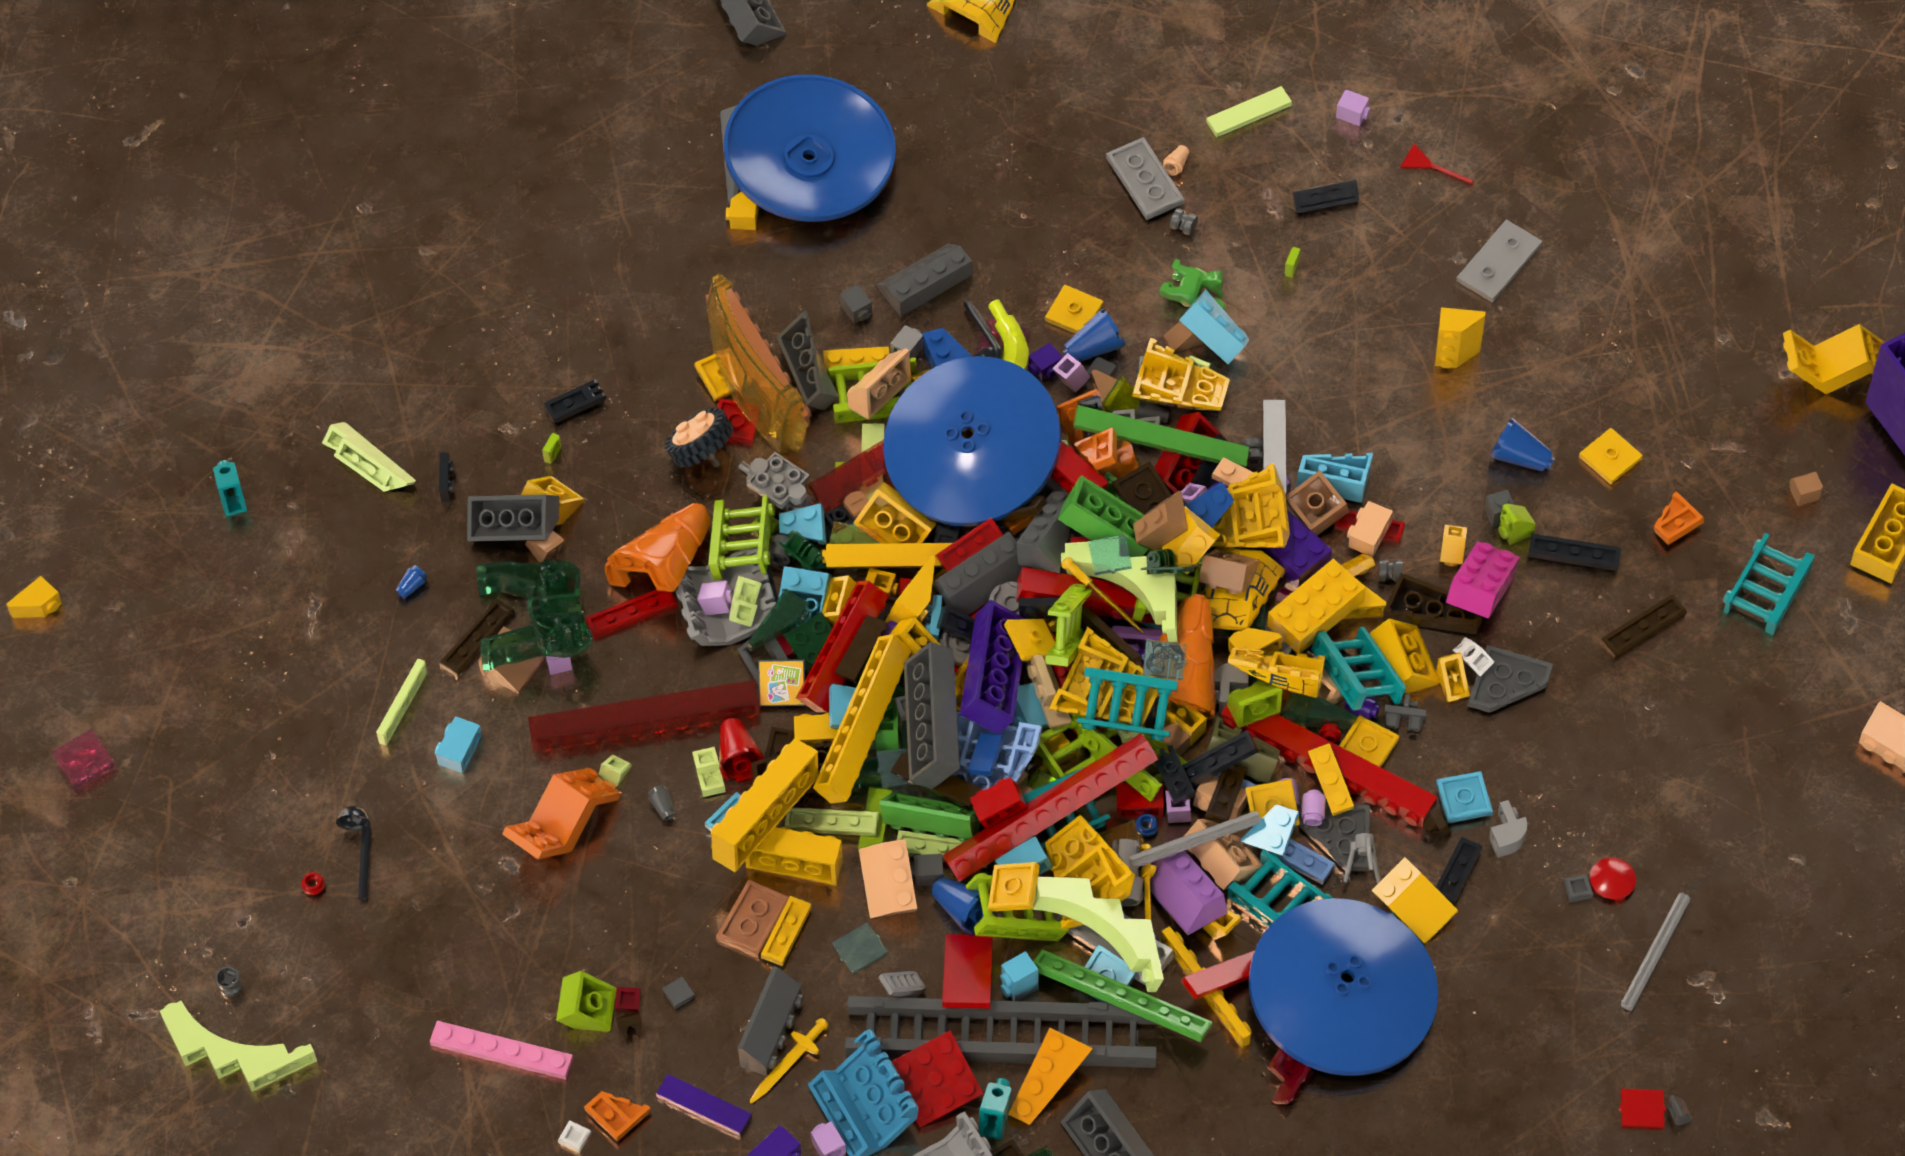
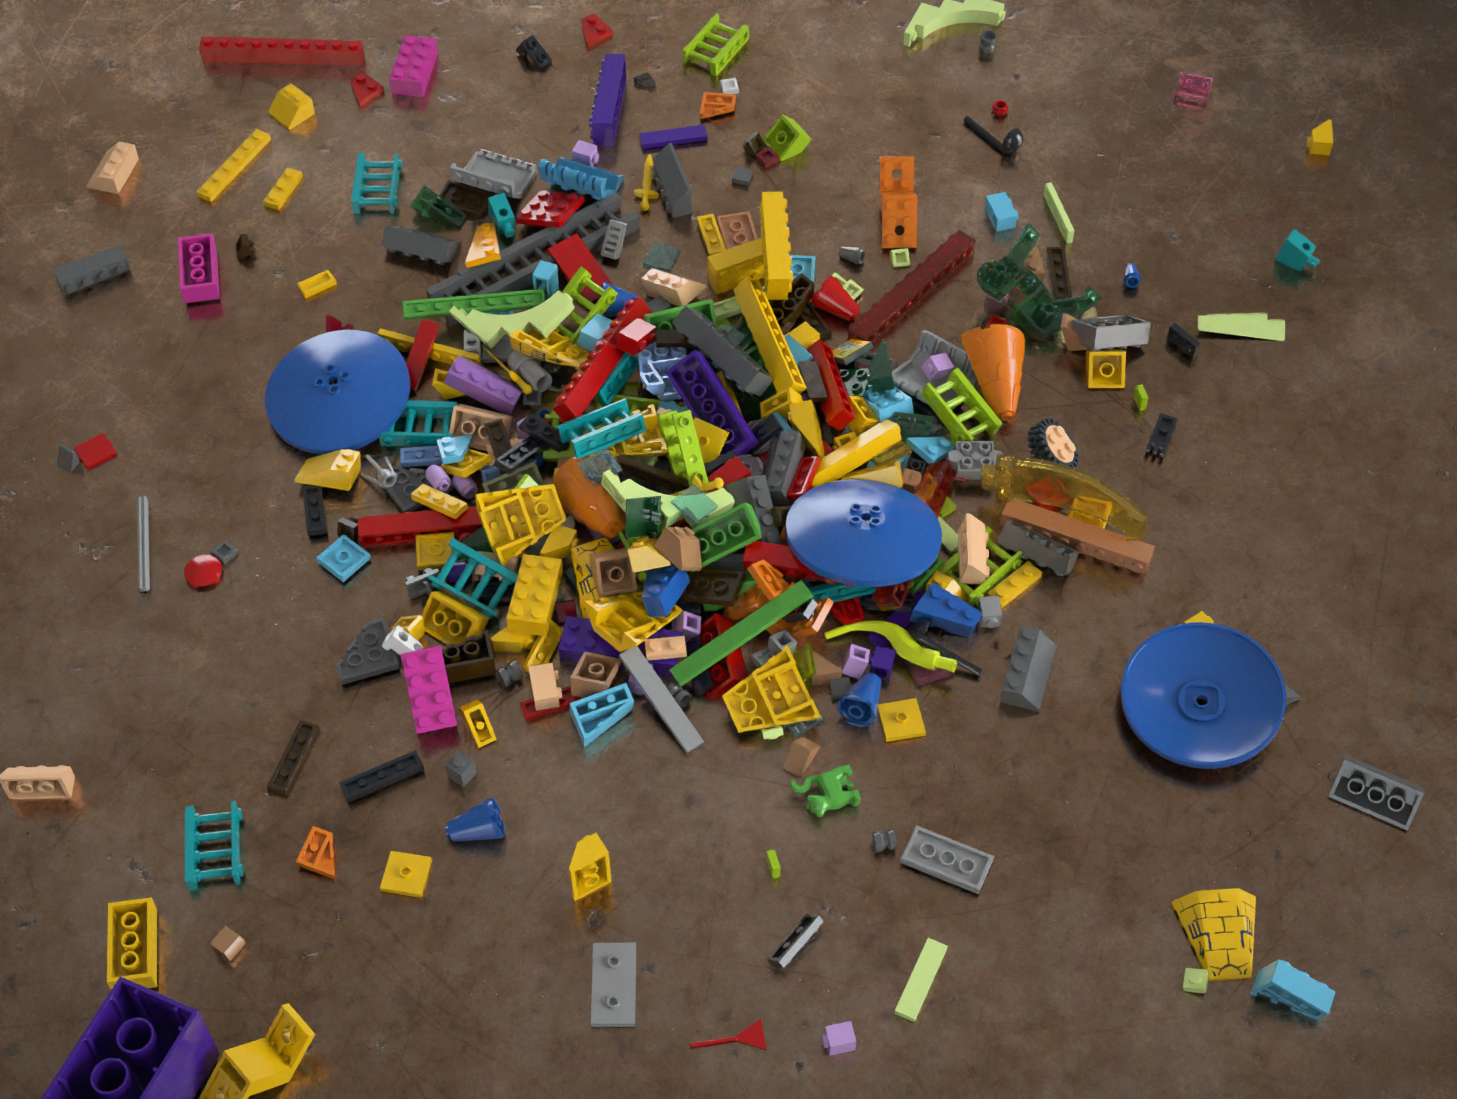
camera: 140 degrees right, 5 degrees down
(501, 1050) = (810, 98): bright pink plate -> none
(744, 600) = (916, 370): yellowish green slope -> none
(856, 304) = (1053, 616): dark grey brick -> none
(985, 754) = (668, 356): blue tile -> none
(1013, 886) = (581, 291): yellow plate -> none
(1175, 161) = (937, 890): light nougat cone -> none
(1194, 839) = (495, 400): light grey axle -> none
(1214, 327) = (784, 757): medium azure wedge -> none
(1511, 833) = (294, 552): light grey brick -> none
(1515, 523) = (436, 758): lime slope -> none

